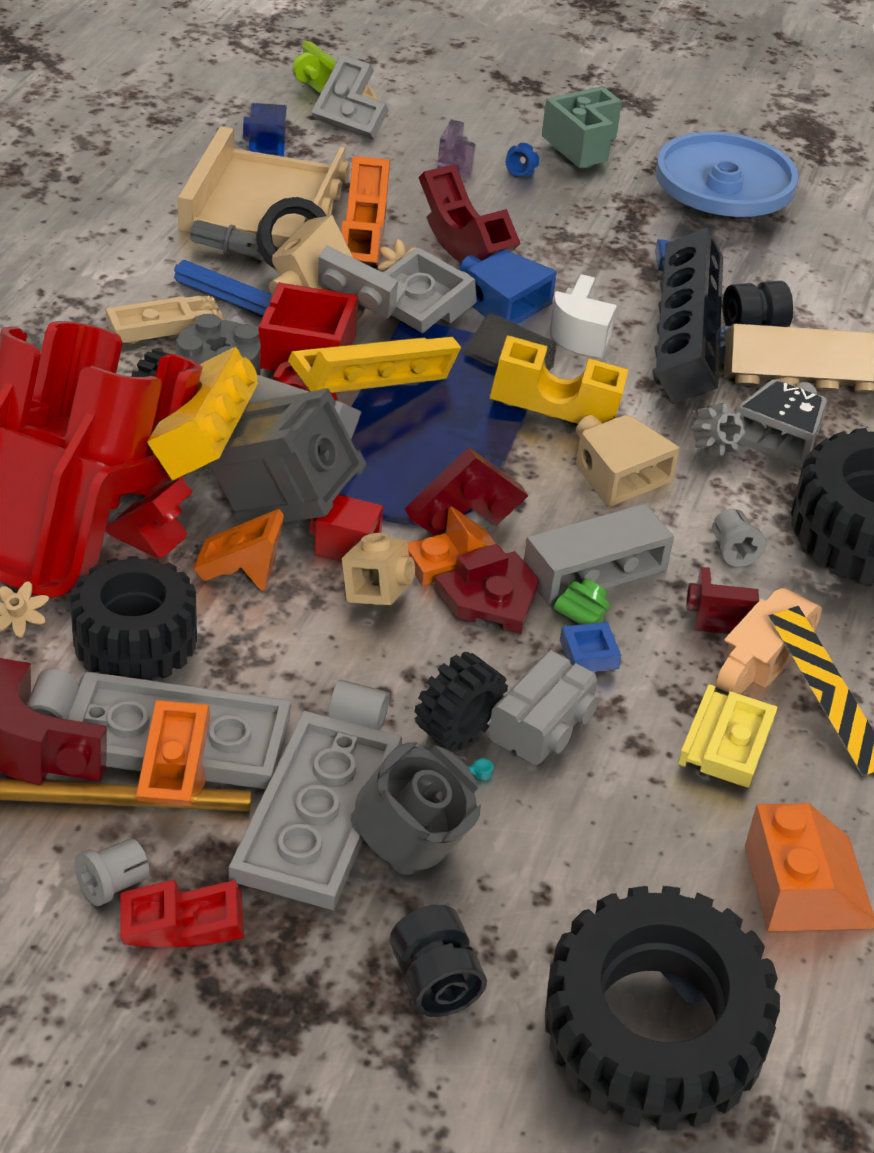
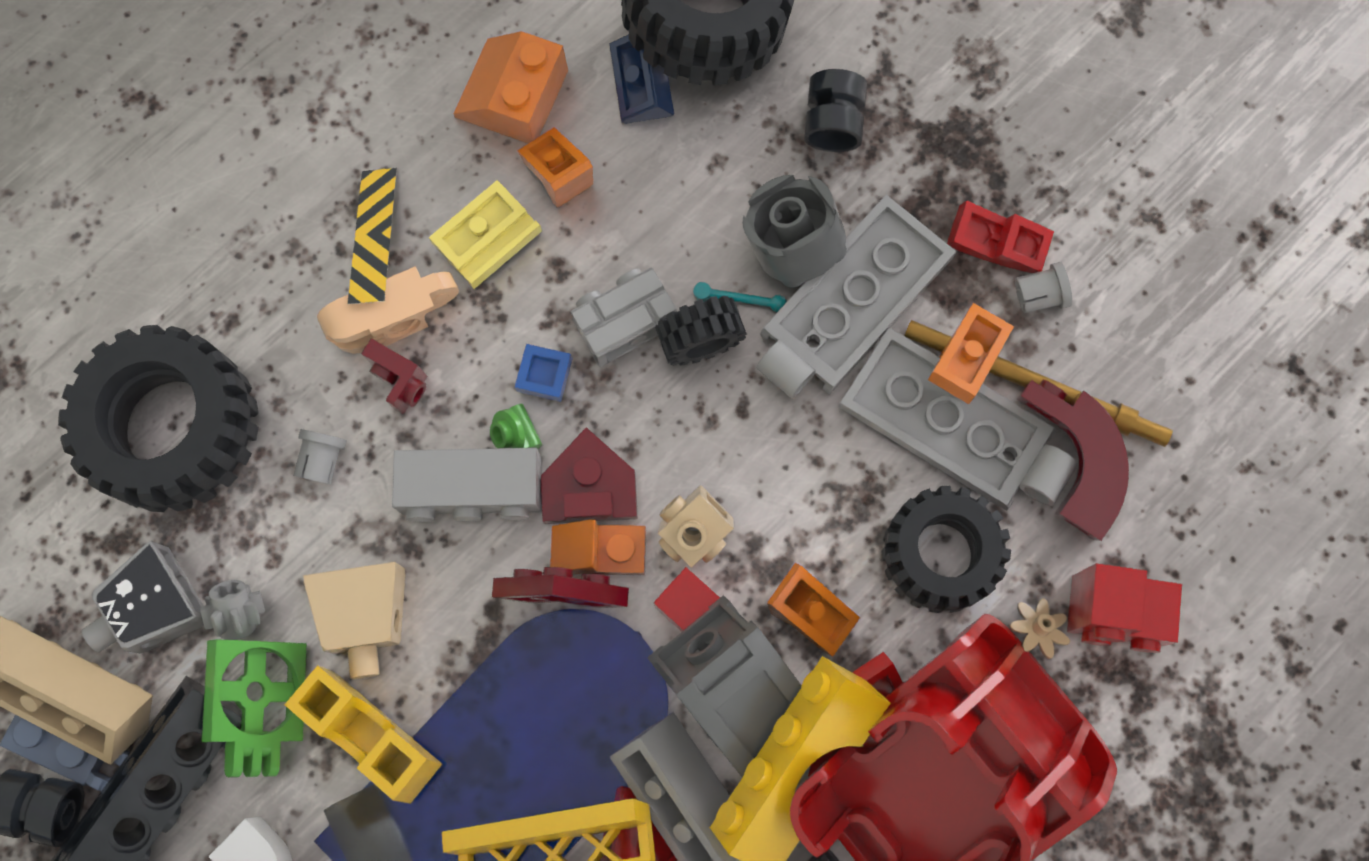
camera: 145 degrees left, 35 degrees up
(640, 368) = (251, 747): none -> bright green piece
(699, 794) = (558, 166): none -> orange slope

